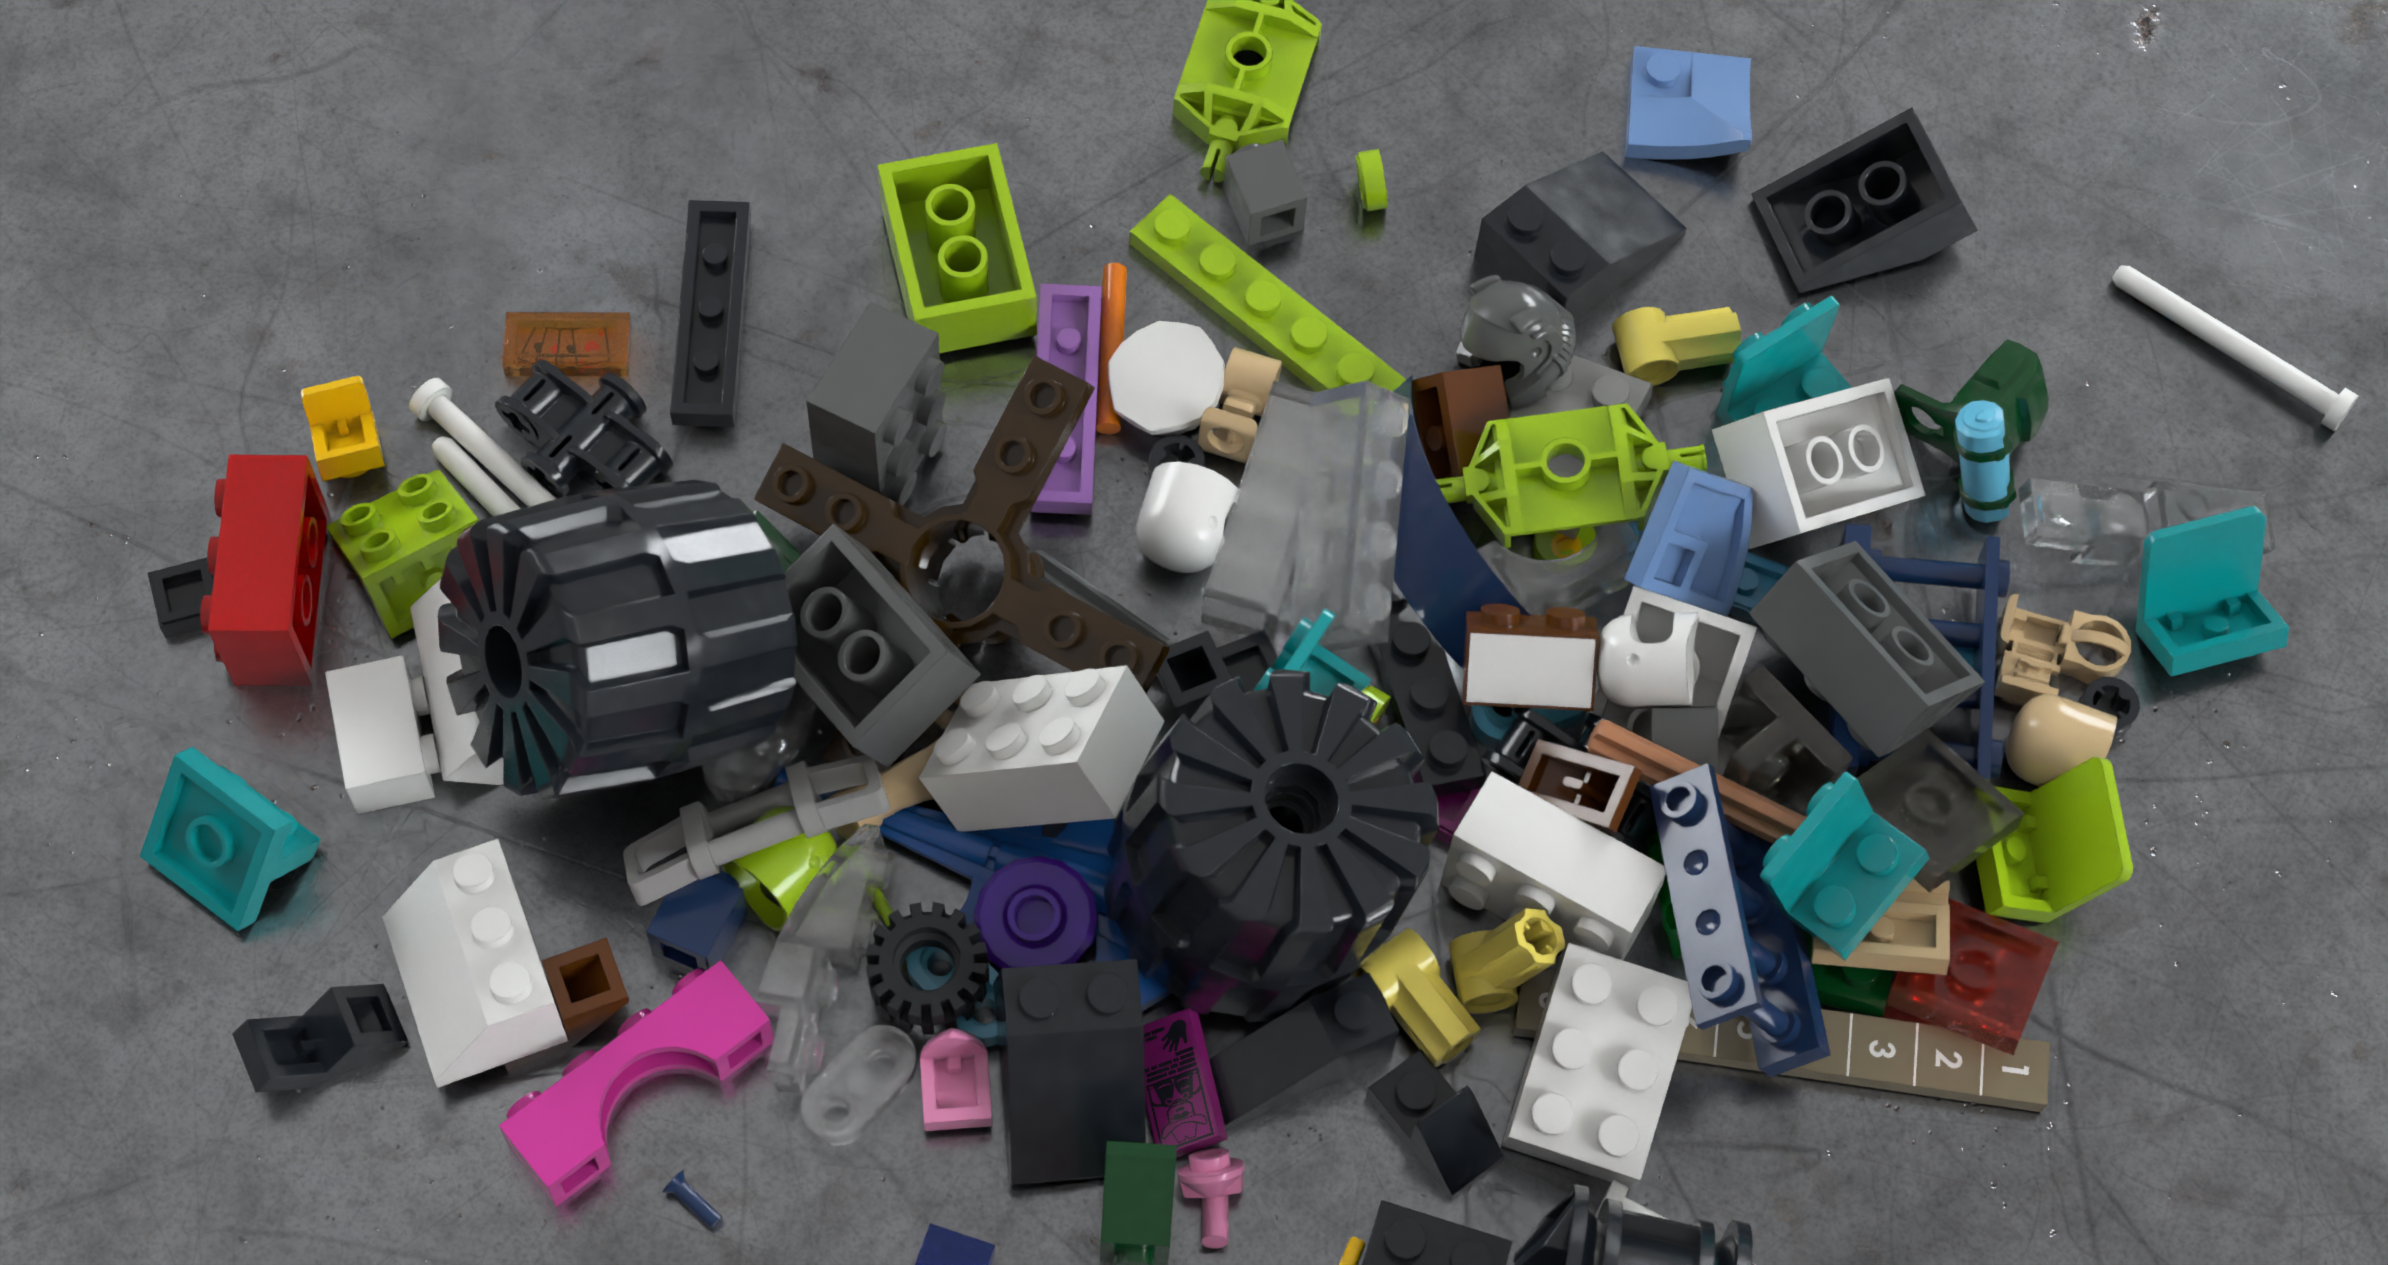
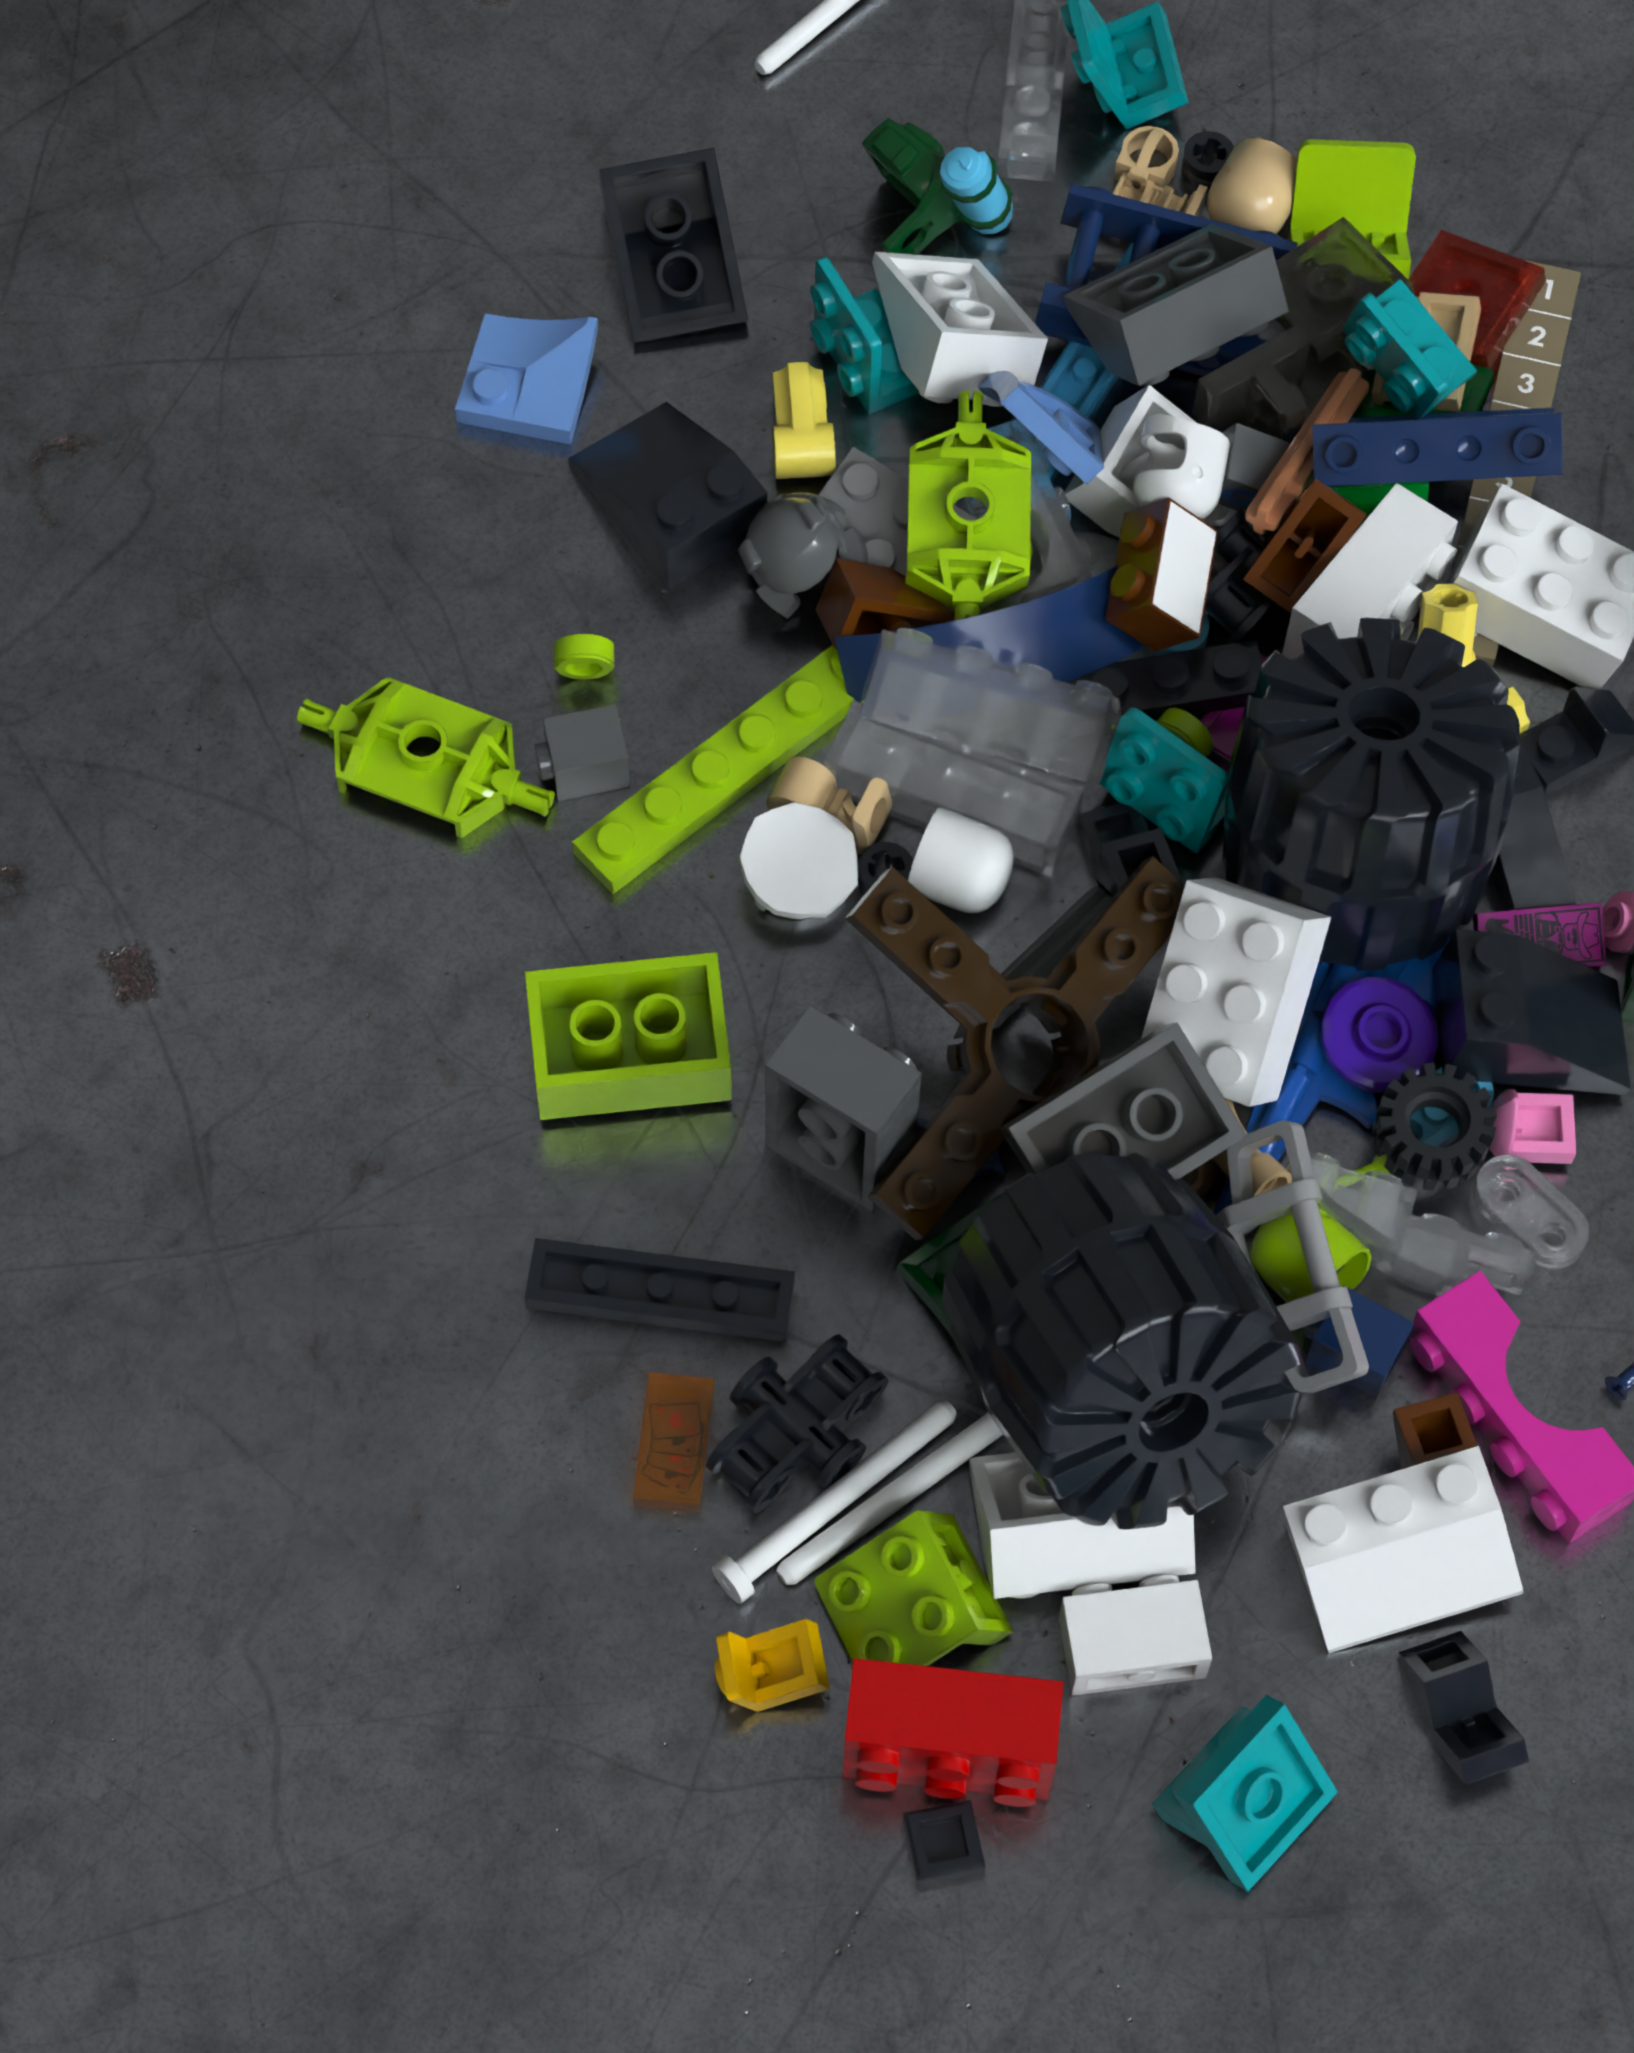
camera: 80 degrees left, 0 degrees up
(1071, 342) = (798, 961): medium lavender plate -> none
(1111, 336) = (739, 919): orange bar -> none

